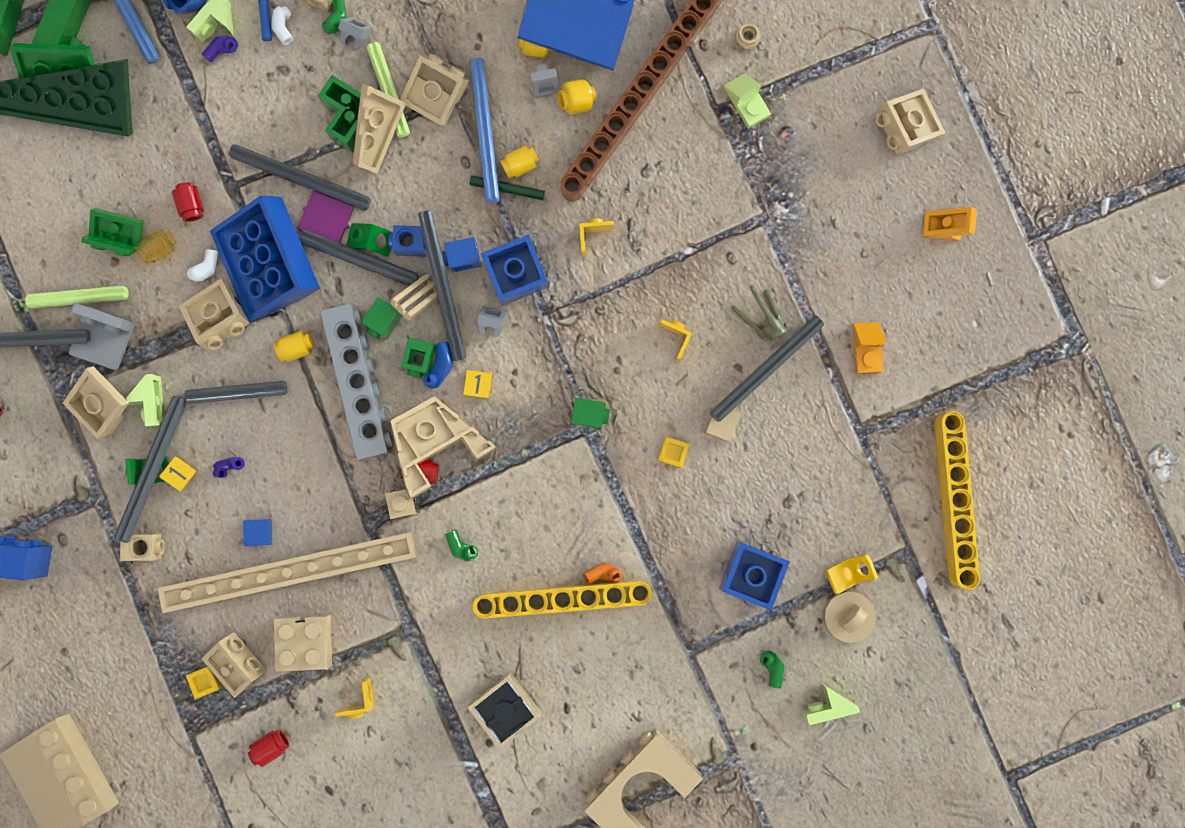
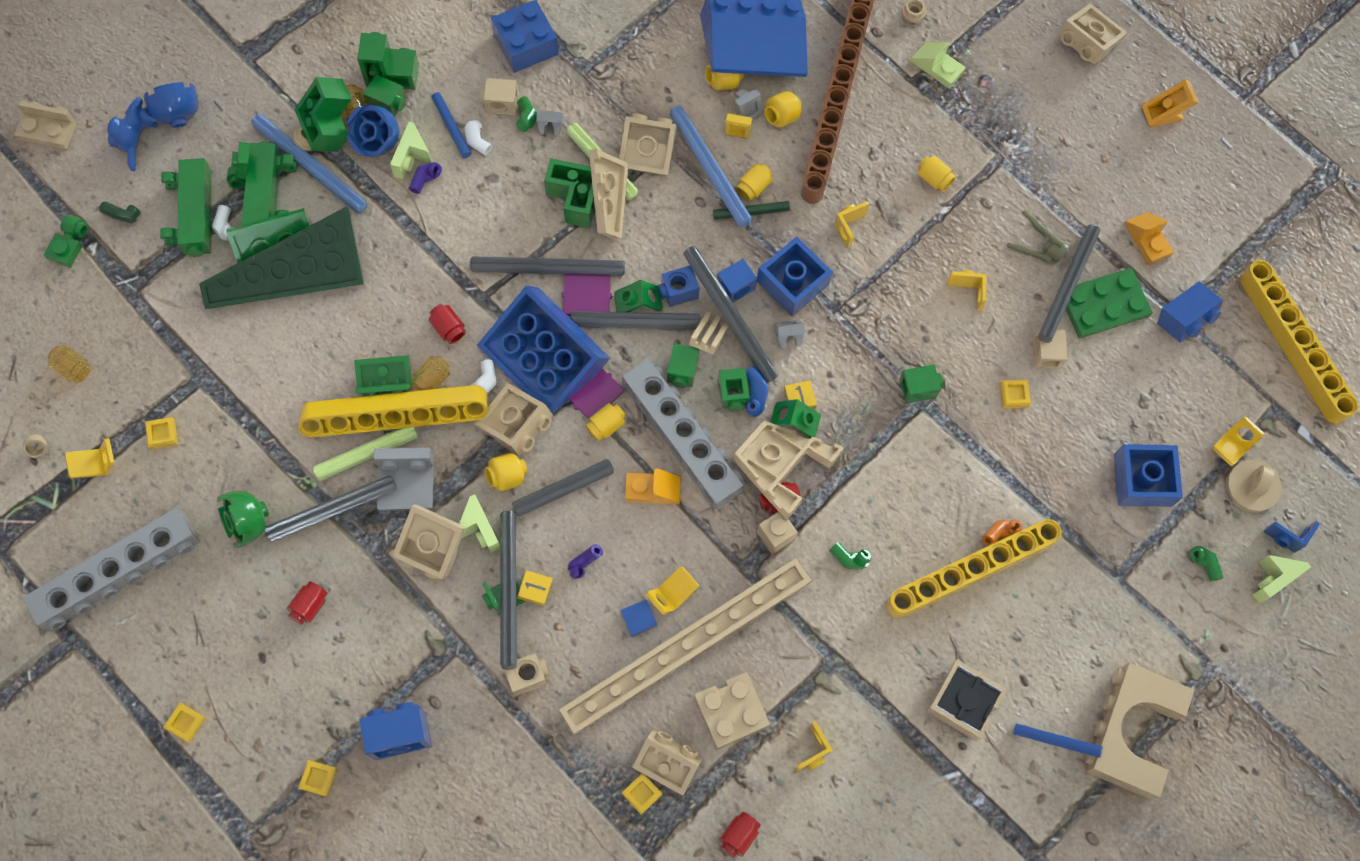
camera: 25 degrees left, 15 degrees down
(21, 31) = (220, 222): none -> white arm
(110, 269) = (393, 411): none -> yellow beam
(189, 361) = (505, 472): none -> yellow head
(293, 522) = (673, 591): none -> yellow bracket
(299, 315) = (596, 394): none -> magenta piece
(314, 421) = (653, 488): none -> light orange slope
(466, 404) = (798, 416): none -> green bracket
(527, 99) = (738, 125): none -> yellow tile
(567, 774) = (1058, 740): none -> blue bar
(693, 213) = (936, 173): none -> yellow brick
(797, 397) = (1107, 303): none -> green plate
(867, 683) = (1289, 540): none -> blue bracket
(868, 437) = (1190, 312): none -> blue brick

